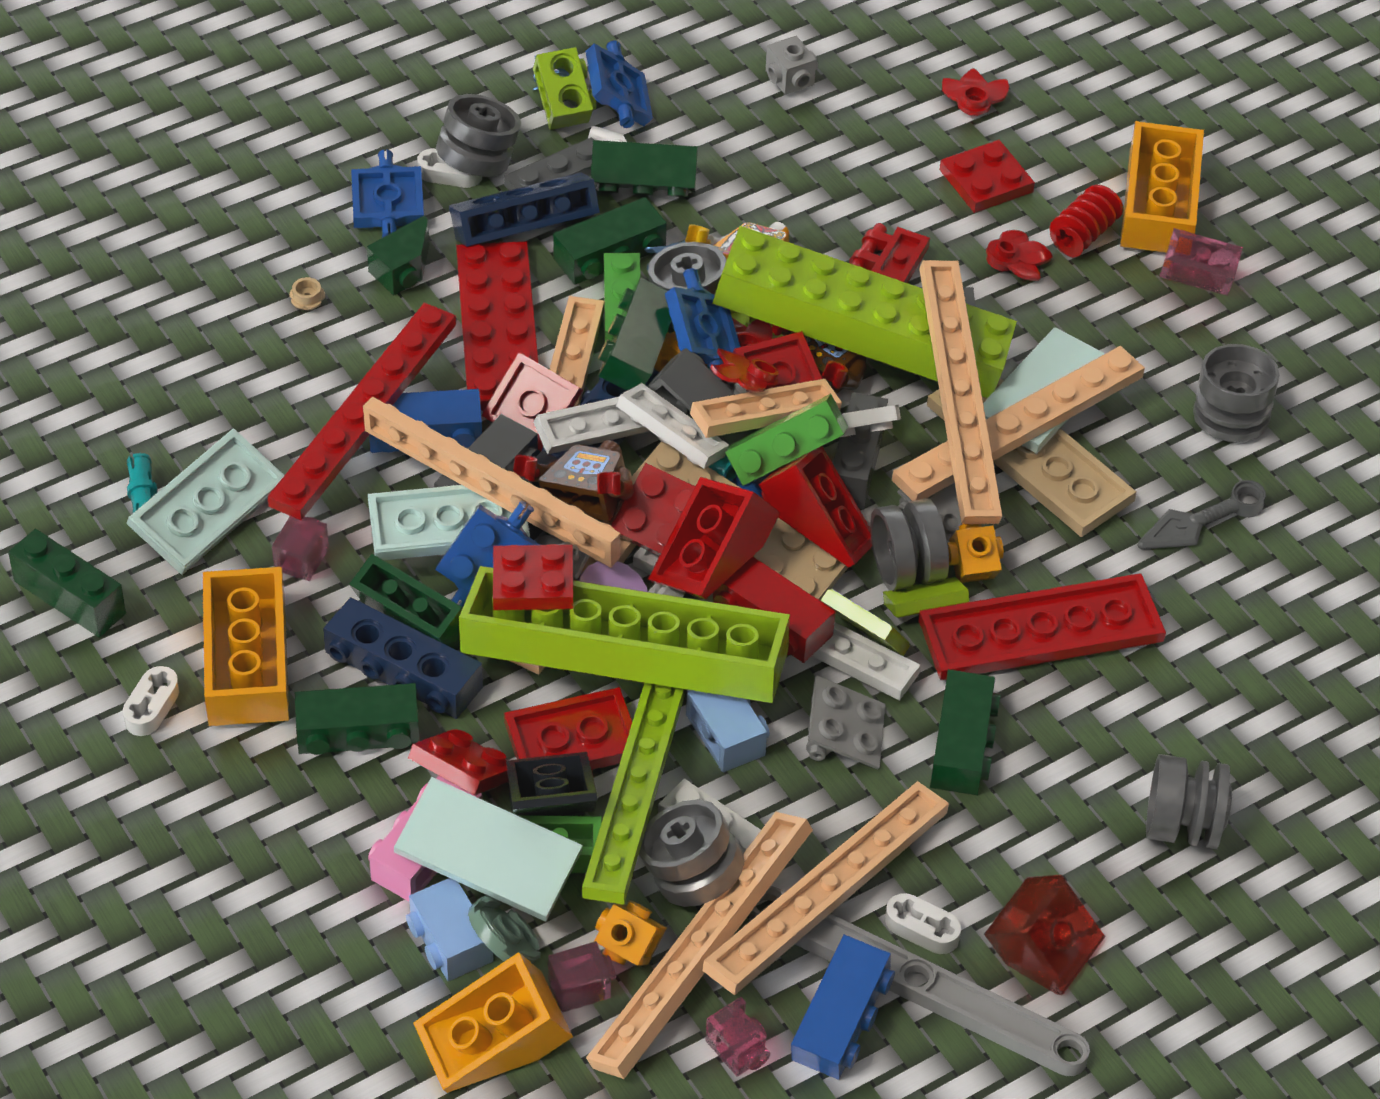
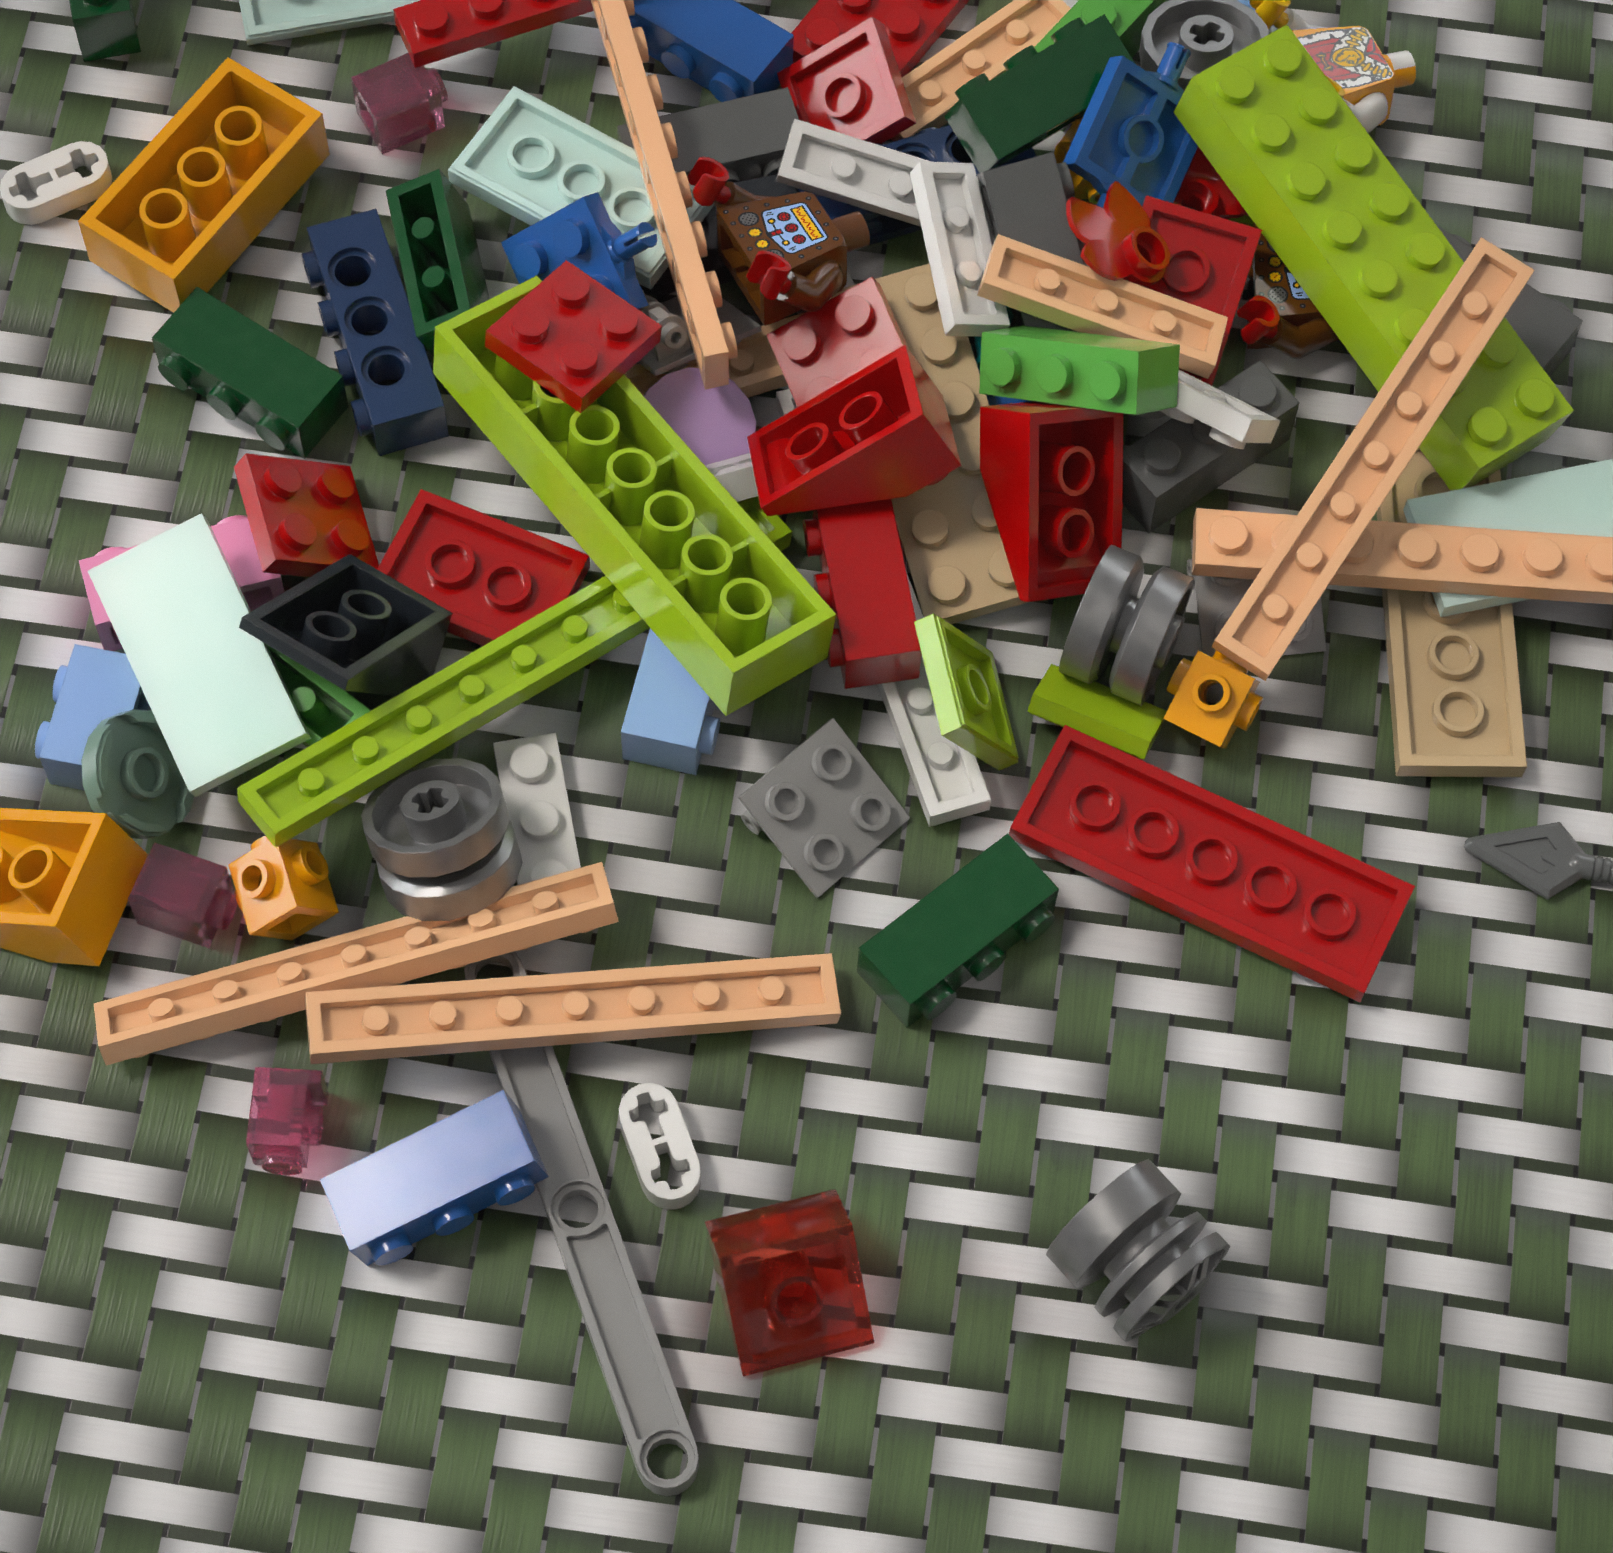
camera: 40 degrees right, 15 degrees up
(900, 252) = (1533, 213): red plate -> none

